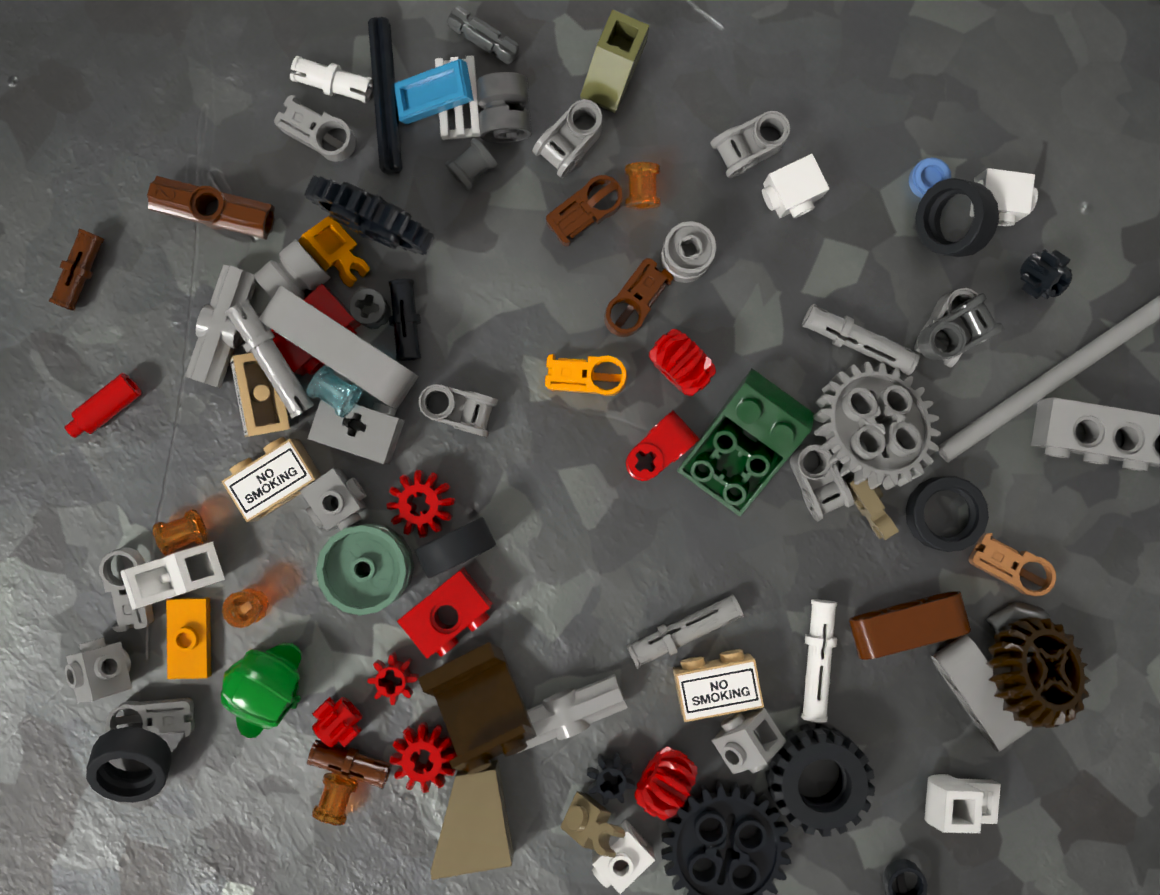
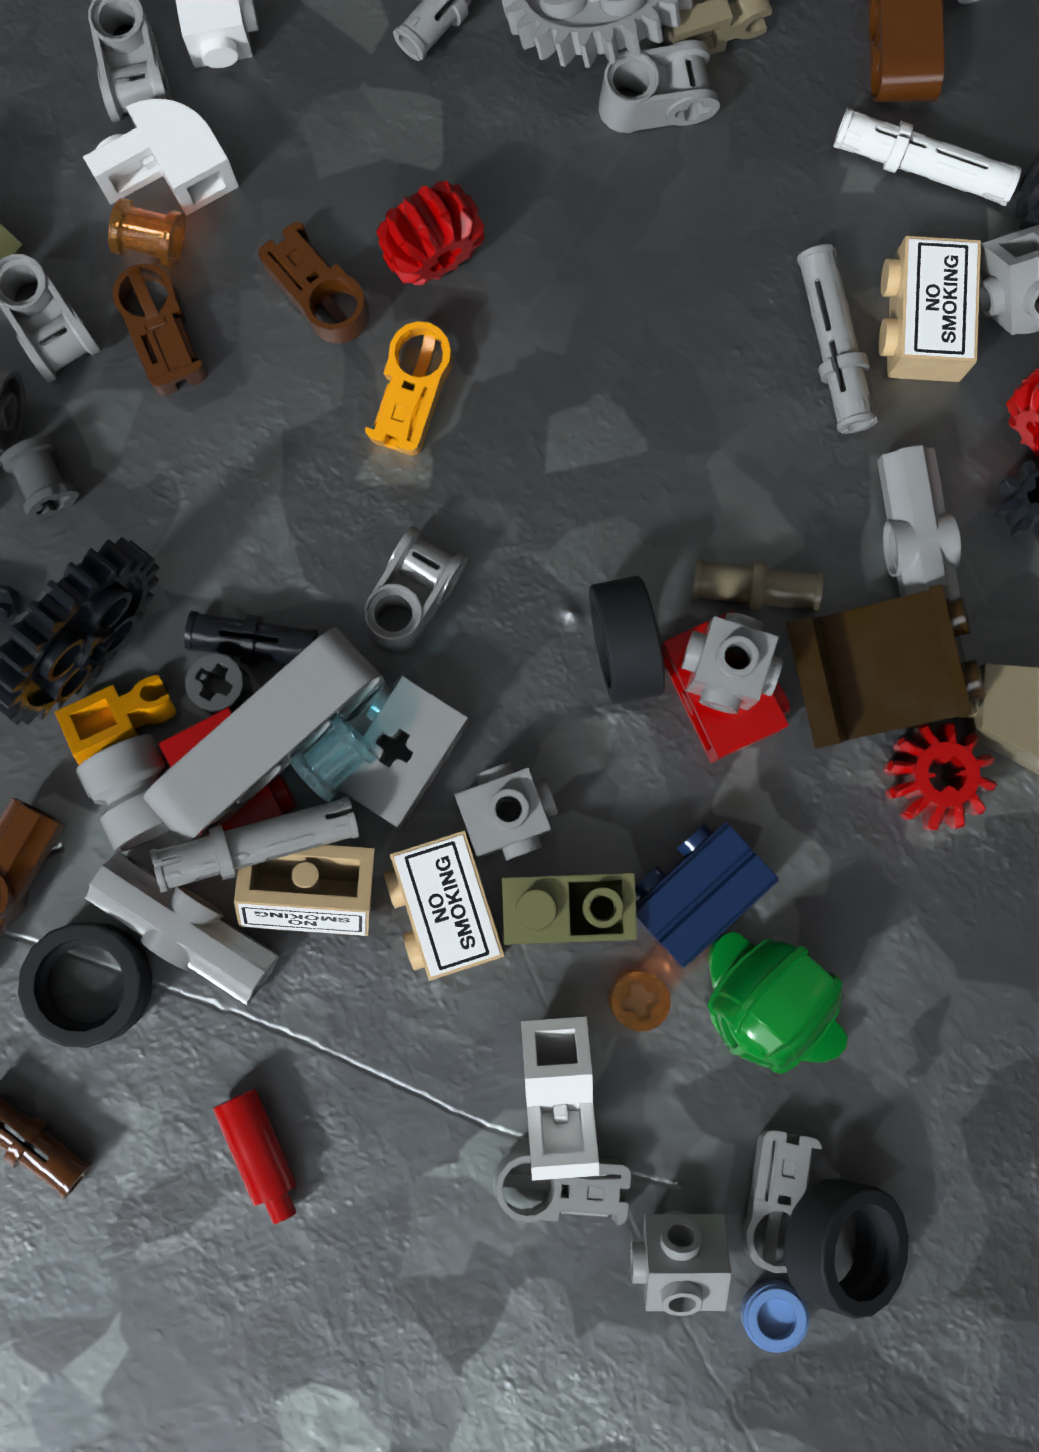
camera: 75 degrees left, 5 degrees down
(84, 730) = (774, 1316): none -> medium blue tile
(149, 262) = (35, 979): none -> black tyre
(180, 532) = (492, 1077): clear orange bush -> none
(188, 638) = (664, 1108): light orange plate -> none
(286, 551) = (569, 908): none -> olive slope
(317, 629) = (701, 892): none -> dark blue brick
(334, 799) = (973, 934): clear orange bush -> none
(337, 722) = (854, 898): red gear -> none
(349, 764) = (923, 898): reddish brown pin -> none
(366, 592) = (647, 755): sand green wheel -> none
(385, 687) = (820, 783): red gear -> none
(408, 508) = (546, 704): red gear -> none
(459, 605) = (715, 680): none -> light grey brick
(515, 619) = (757, 585): none -> dark tan pin
(664, 443) = (550, 299): red piece -> none
(688, 251) = (265, 184): light grey wheel -> none
(702, 183) = (167, 143): none -> white brick
(747, 442) = (576, 177): dark green slope -> none

